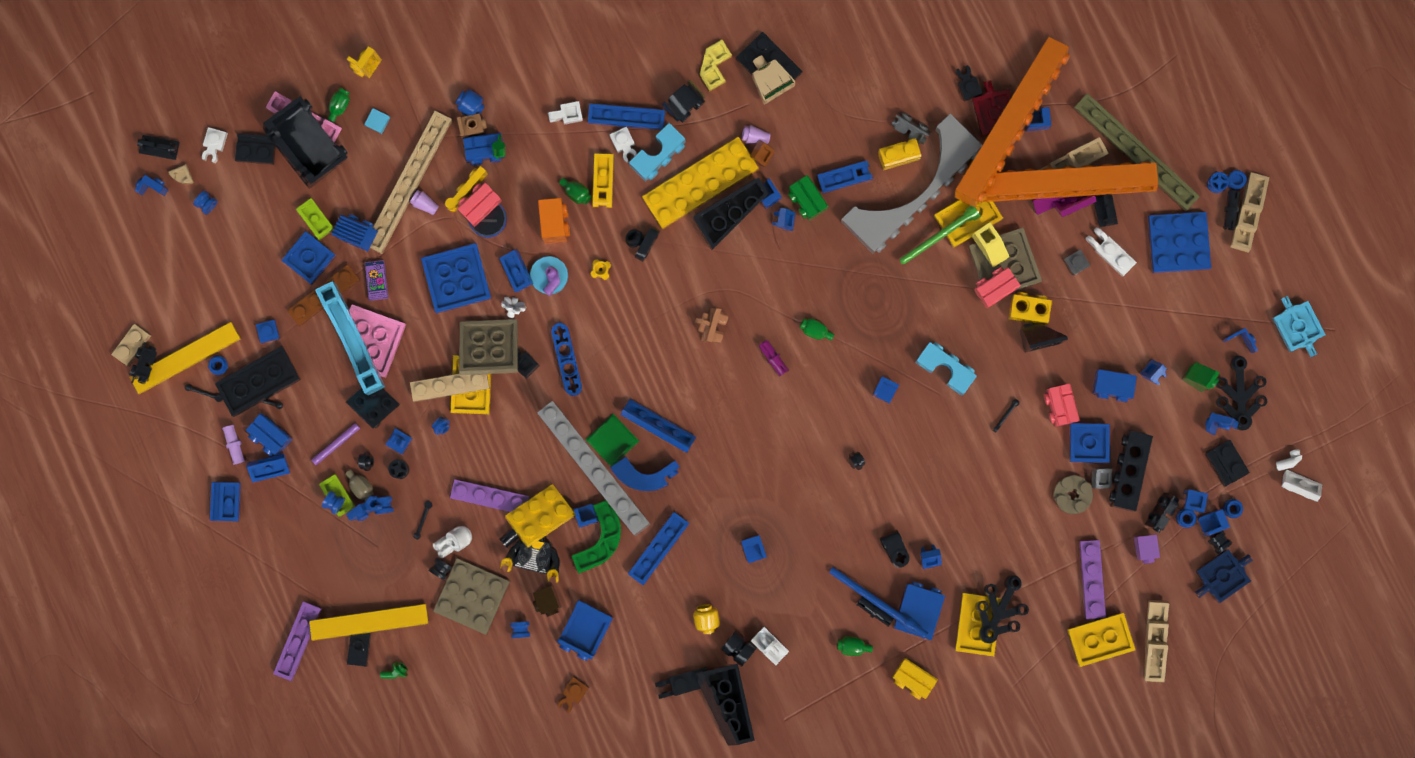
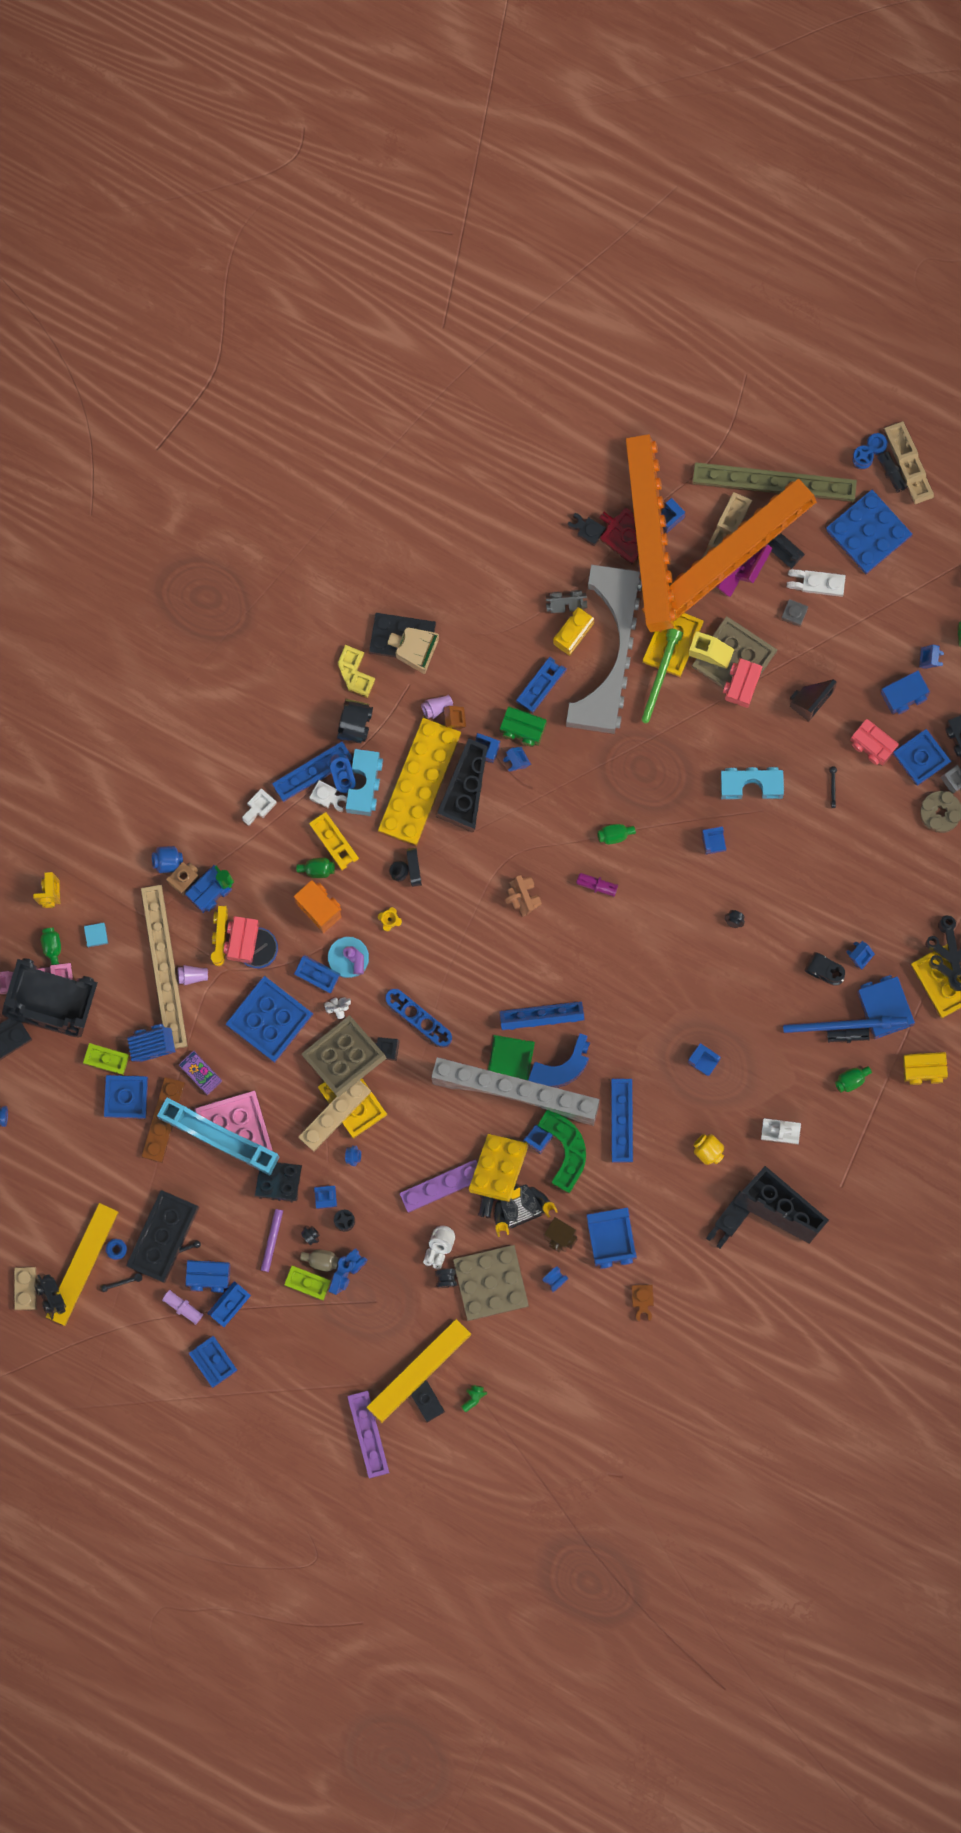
camera: 35 degrees left, 5 degrees down
(268, 331) = (138, 1187): blue plate -> none
(333, 502) = (310, 1289): blue wheel -> none
(428, 505) = (393, 1233): black hinge -> none
(646, 132) = (342, 771): none -> blue plate
(738, 648) = (755, 1153): black wheel -> none
(1030, 314) = (788, 685): yellow brick -> none

